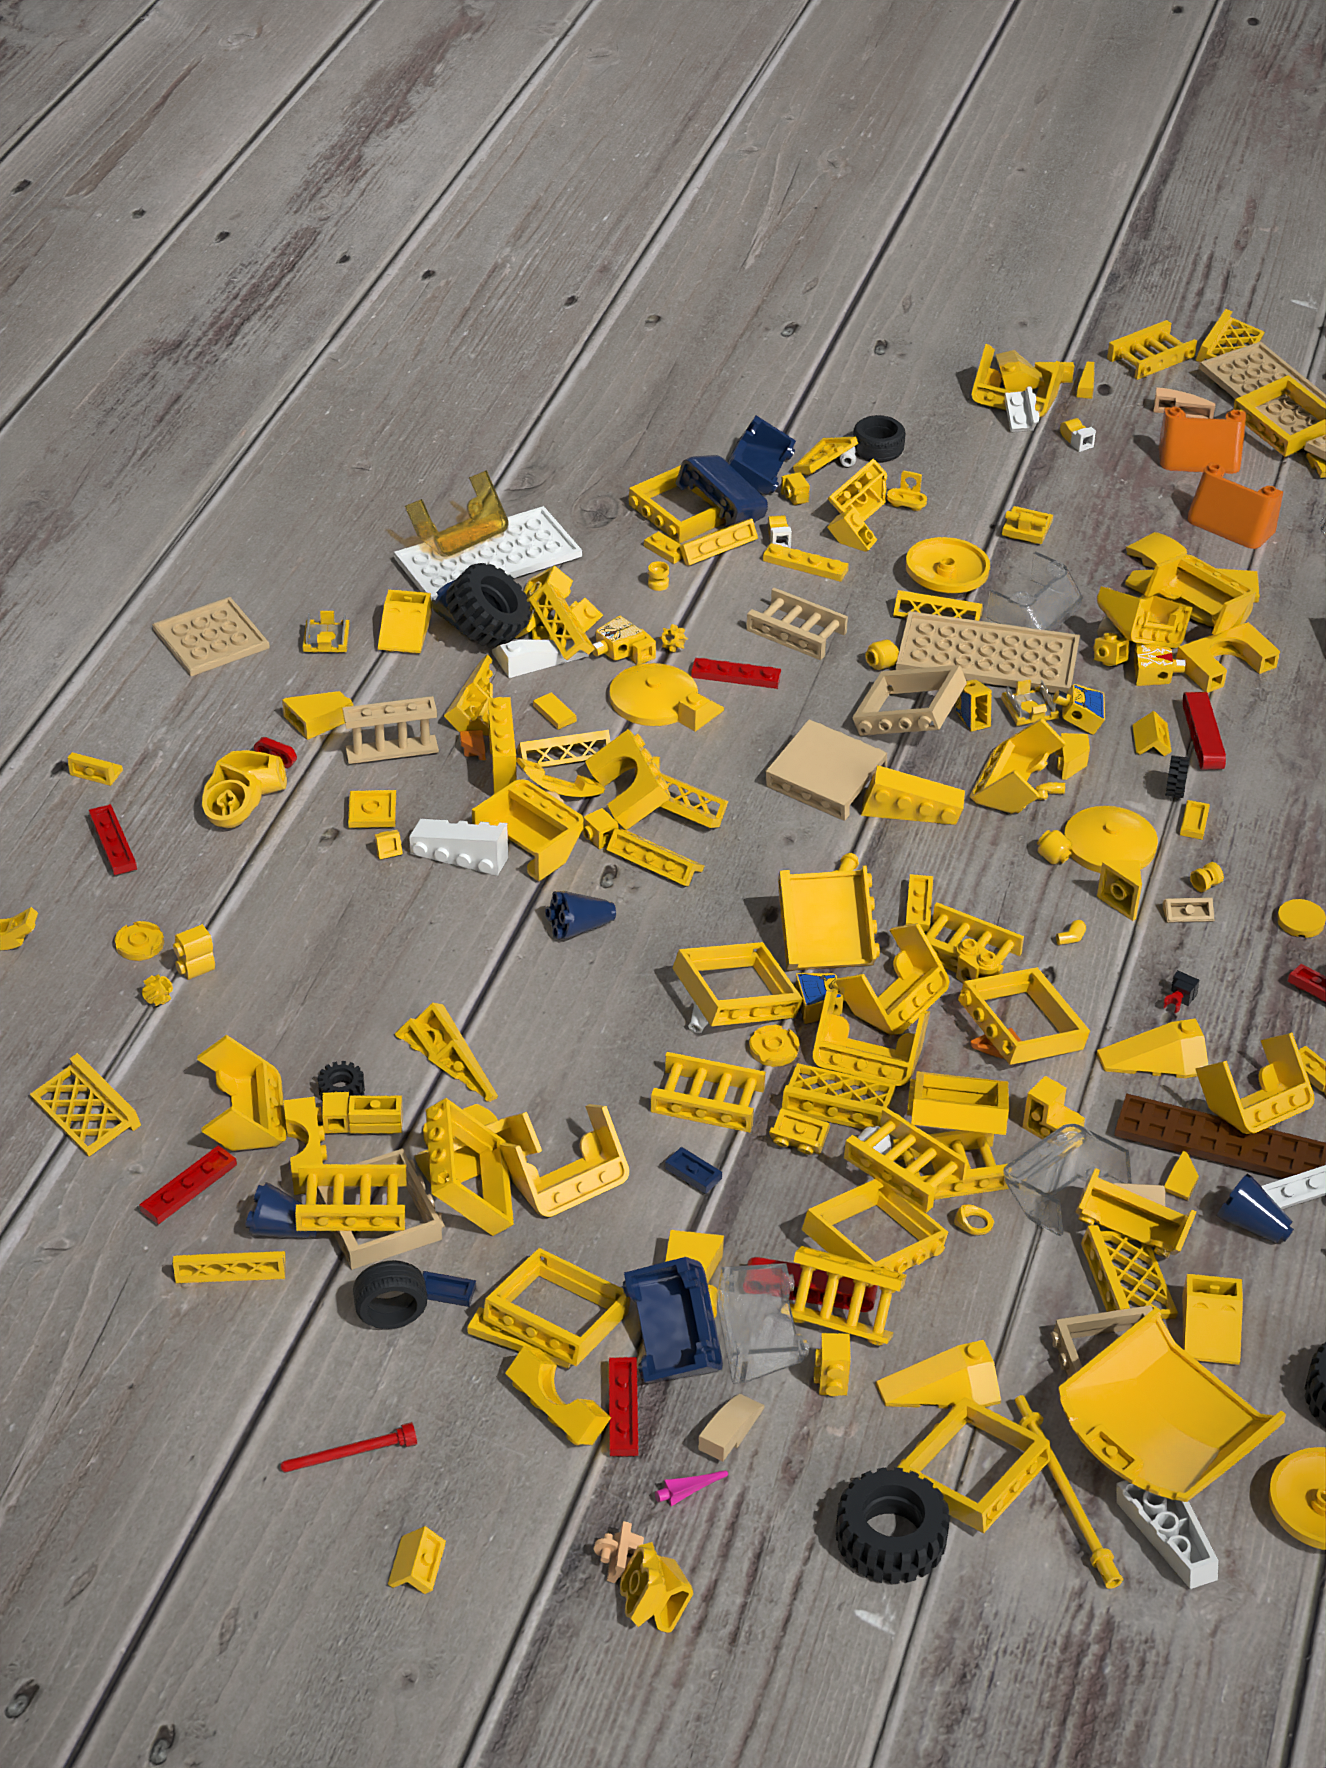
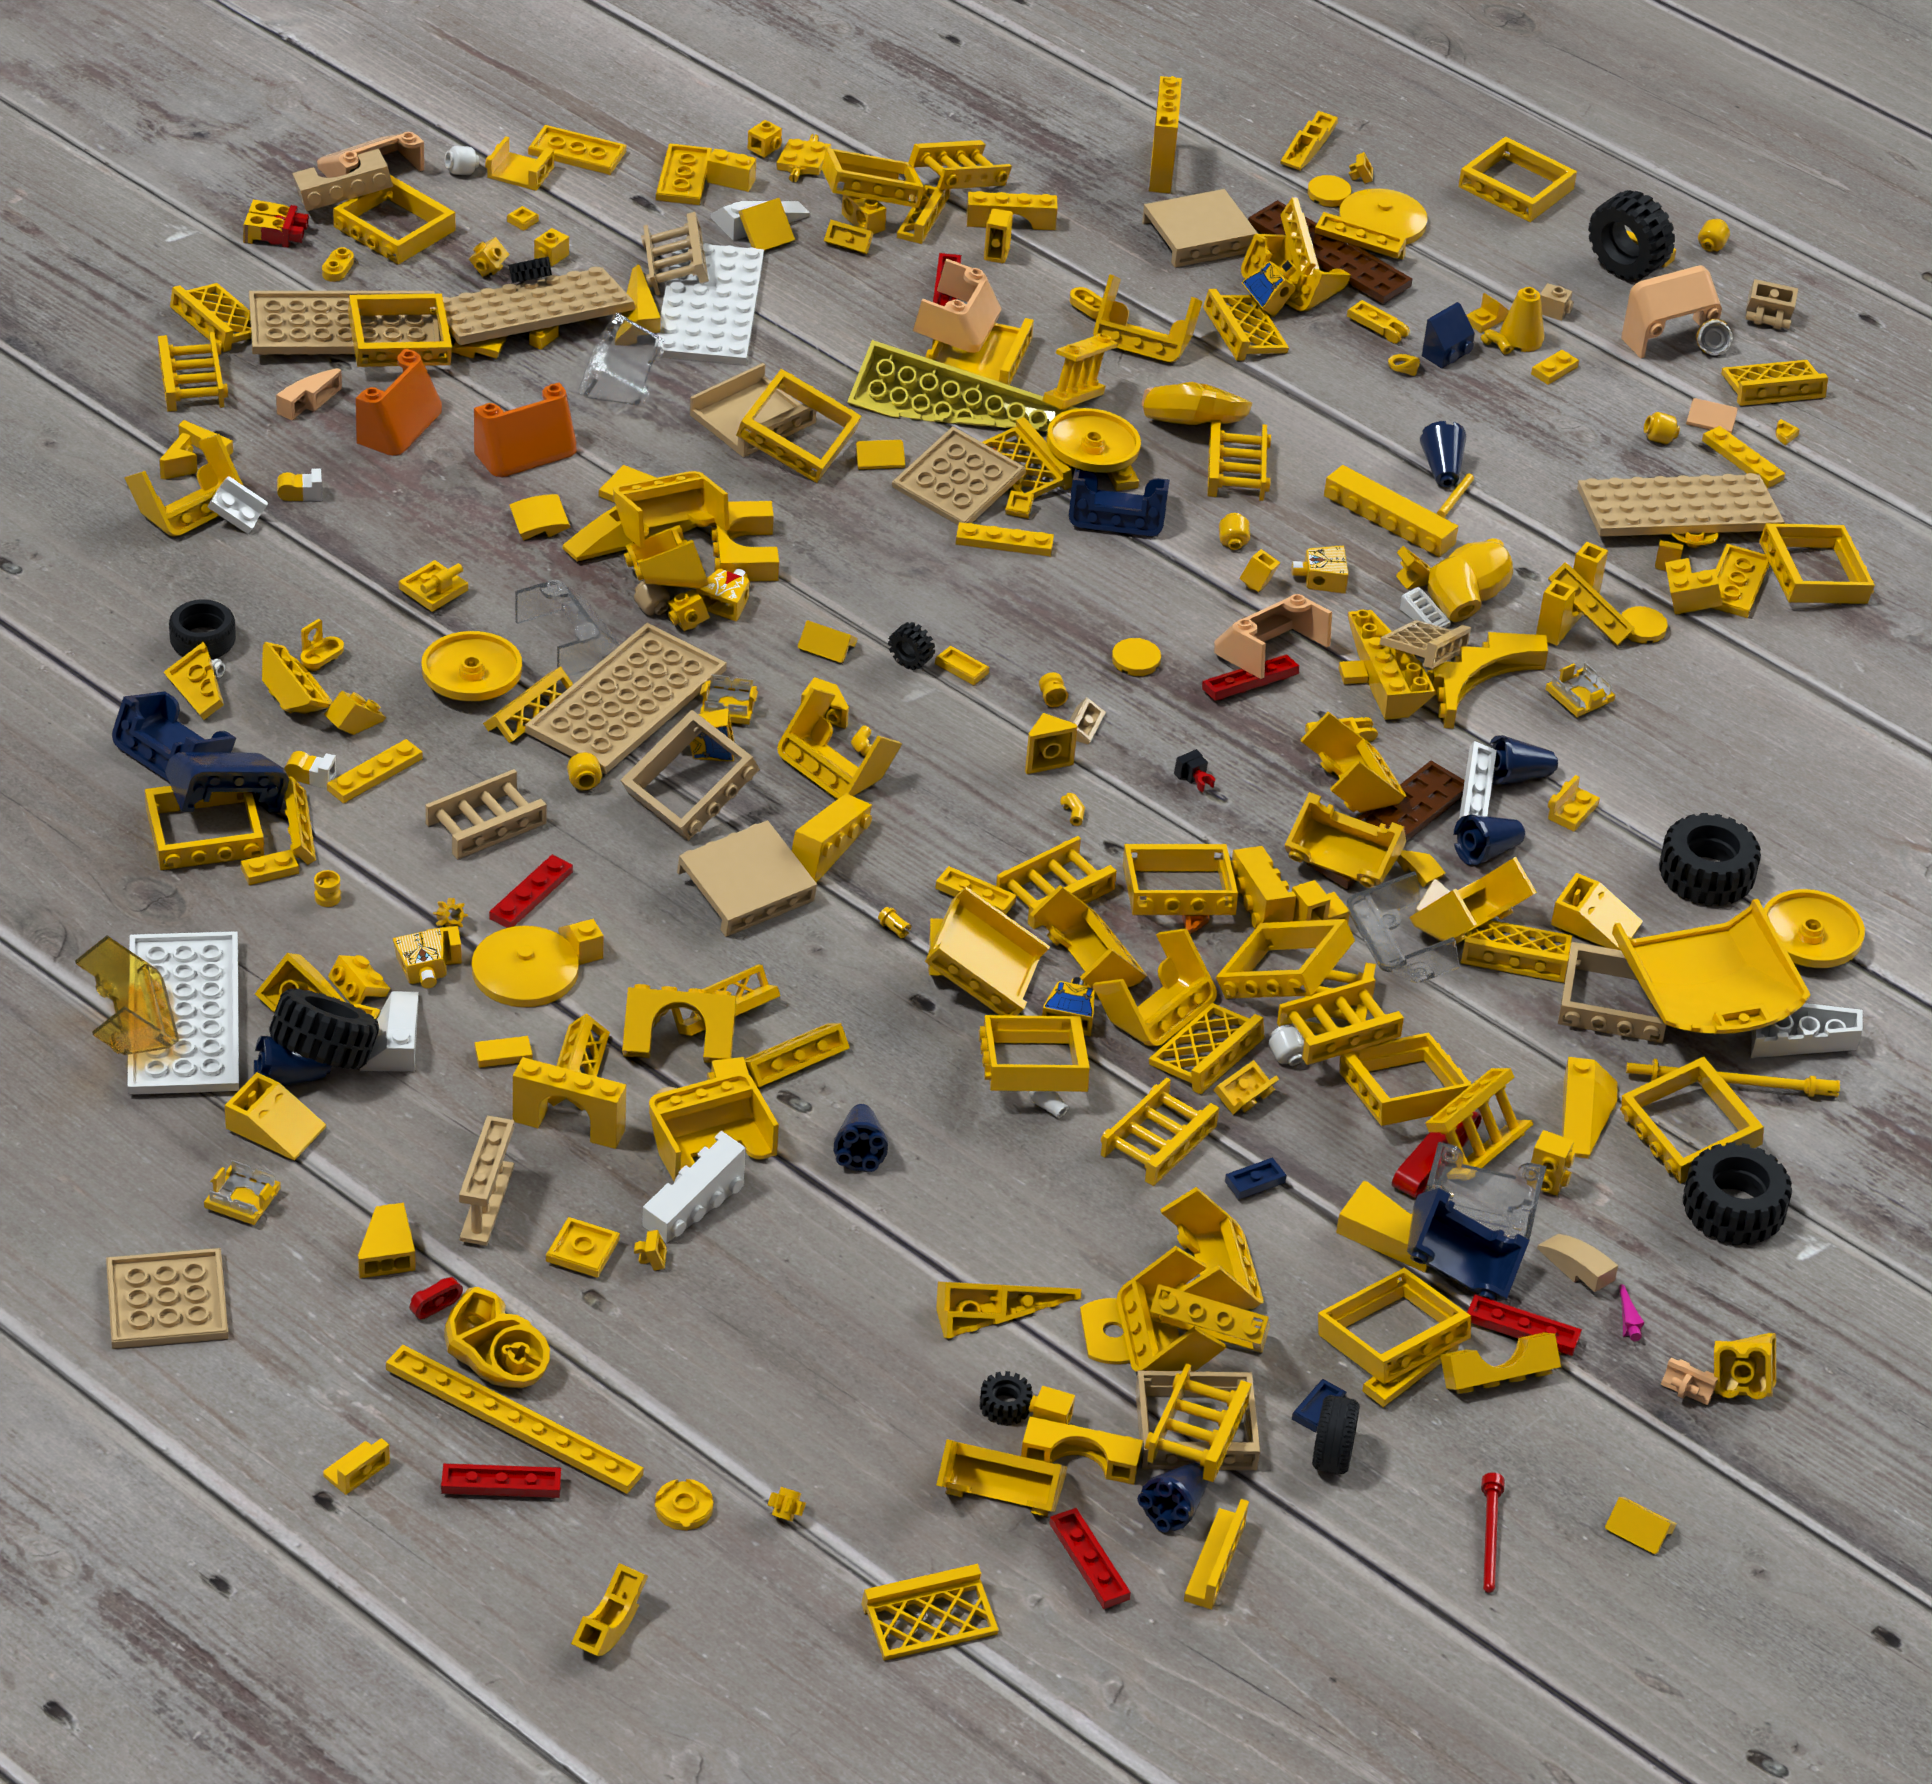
camera: 70 degrees left, 0 degrees up
(176, 830) = (515, 1419): none -> yellow plate
(194, 952) = (755, 1451): yellow brick -> none
(376, 1114) = (1077, 1373): yellow brick -> none
(470, 706) = (450, 1111): yellow wedge -> none
(473, 743) = (529, 1131): orange slope -> none
(563, 616) = (379, 977): yellow fence -> none
(581, 788) = (651, 1076): yellow slope -> none
(774, 1045) = (1113, 1067): yellow tile -> none
(795, 488) = (246, 726): yellow brick -> none
(967, 1210) = (1409, 1023): yellow piece -> none
(976, 959) = (1092, 879): yellow bracket -> none
(1018, 372) = (171, 482): yellow wedge -> none
(1054, 847) = (954, 769): yellow head -> none
(1068, 1065) = (1262, 886): none -> yellow wedge
(1082, 707) = (763, 665): yellow torso -> none
(1110, 834) = (957, 731): yellow dish -> none
(1150, 1102) = (1344, 843): none -> yellow windscreen
(1165, 1049) = (1266, 811): yellow wedge -> none
(1204, 730) = (843, 603): red beam -> none

